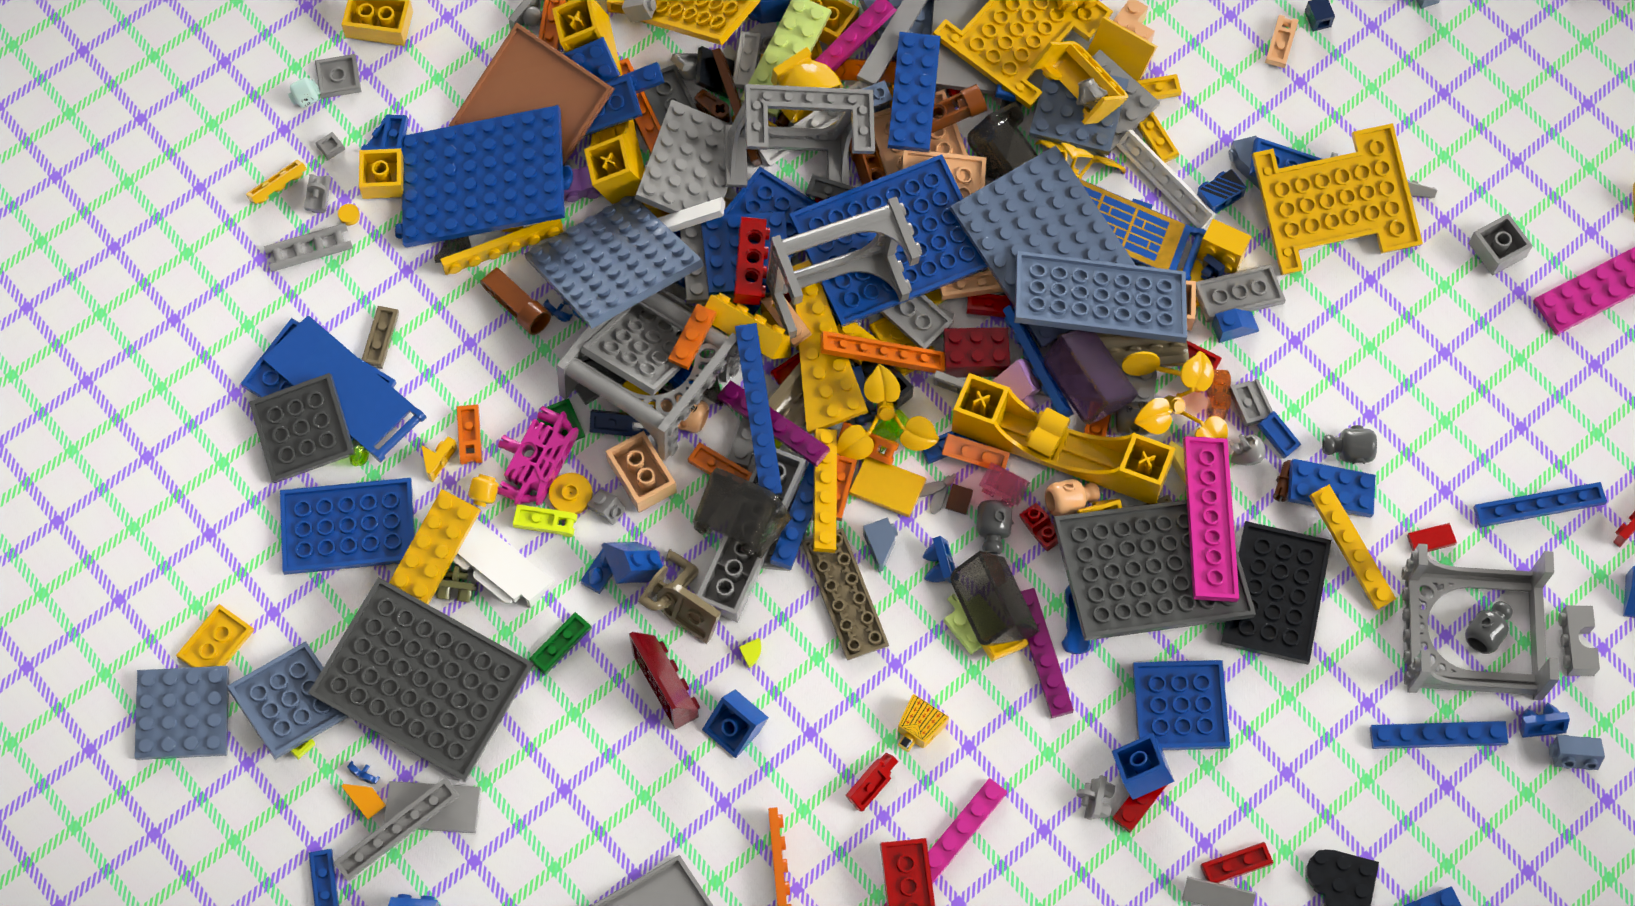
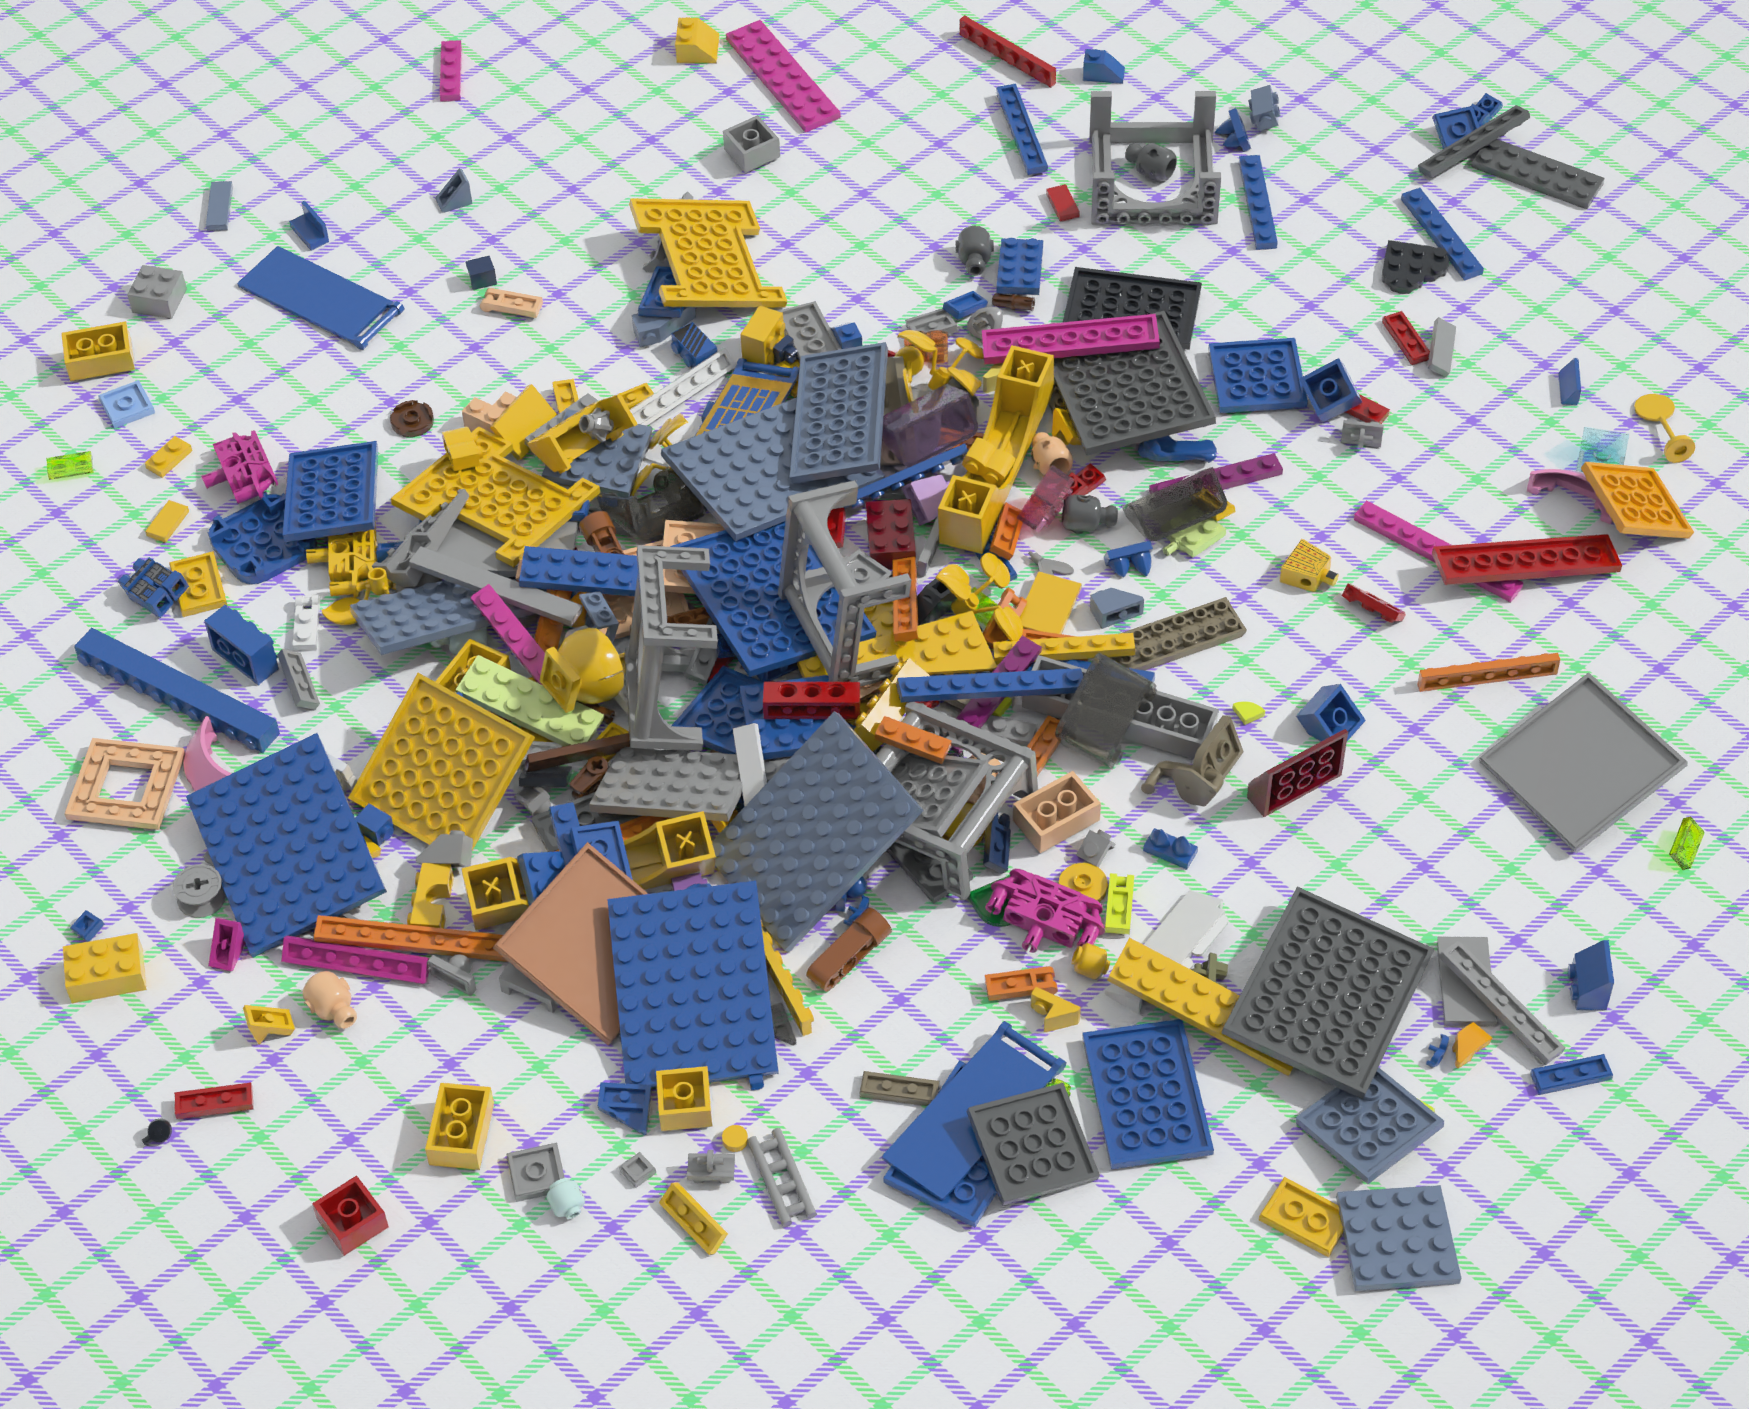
camera: 90 degrees left, 15 degrees down
(560, 643) = (1260, 880): green tile -> none
(632, 561) = (1165, 807): blue slope -> none
(959, 499) = (1057, 547): reddish brown slope -> none
(1352, 547) = (1081, 250): yellow plate -> none
(1578, 658) = (1140, 109): light grey arch -> none

